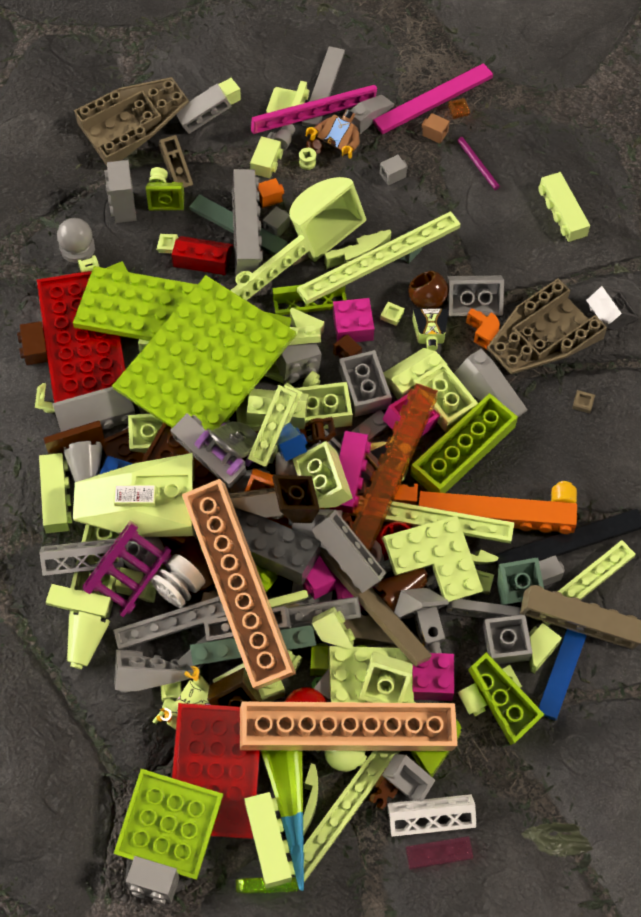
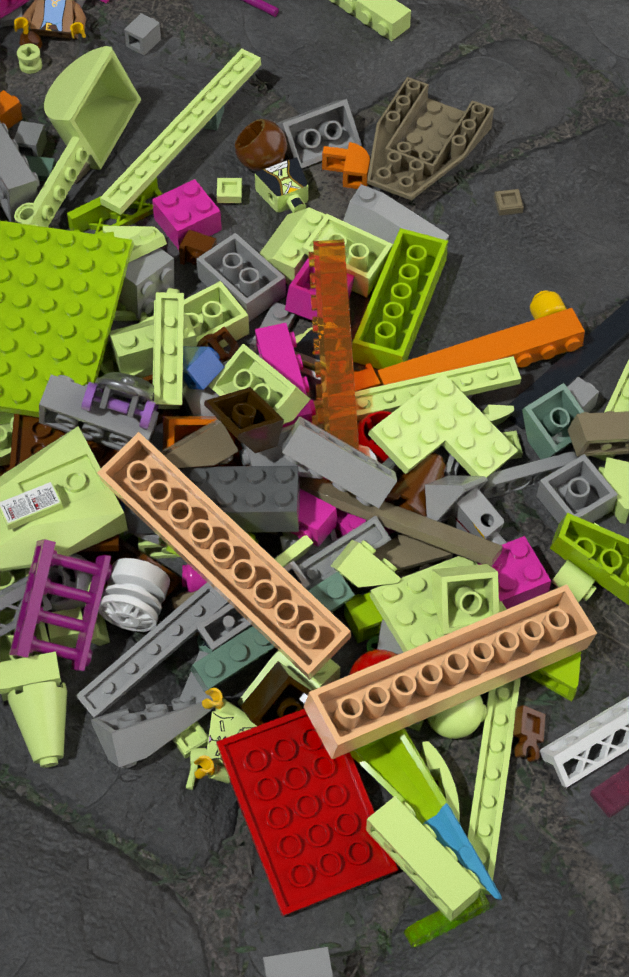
camera: 25 degrees left, 5 degrees down
(169, 823) = (280, 898): lime plate -> none
(363, 245) = (152, 126): yellowish green slope -> none
(408, 777) = (551, 704): light grey panel -> none
(611, 307) = (482, 88): flat silver slope -> none

